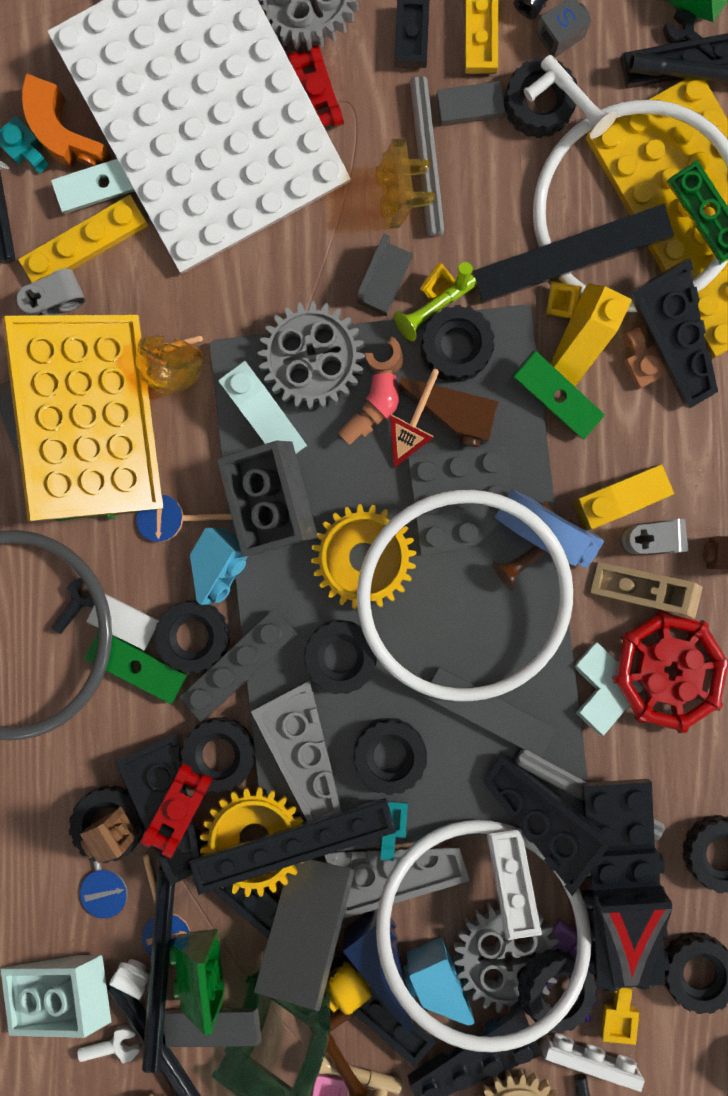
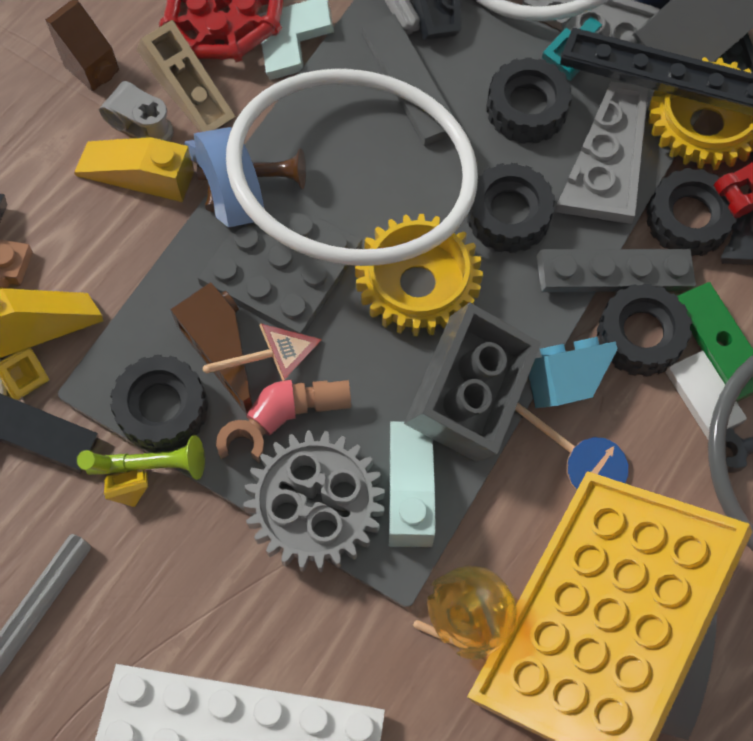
camera: 145 degrees left, 20 degrees down
(384, 276) = (171, 536): dark grey panel -> none
(395, 178) = (73, 610): clear yellow plate -> none
(571, 407) = (109, 287): green tile -> none

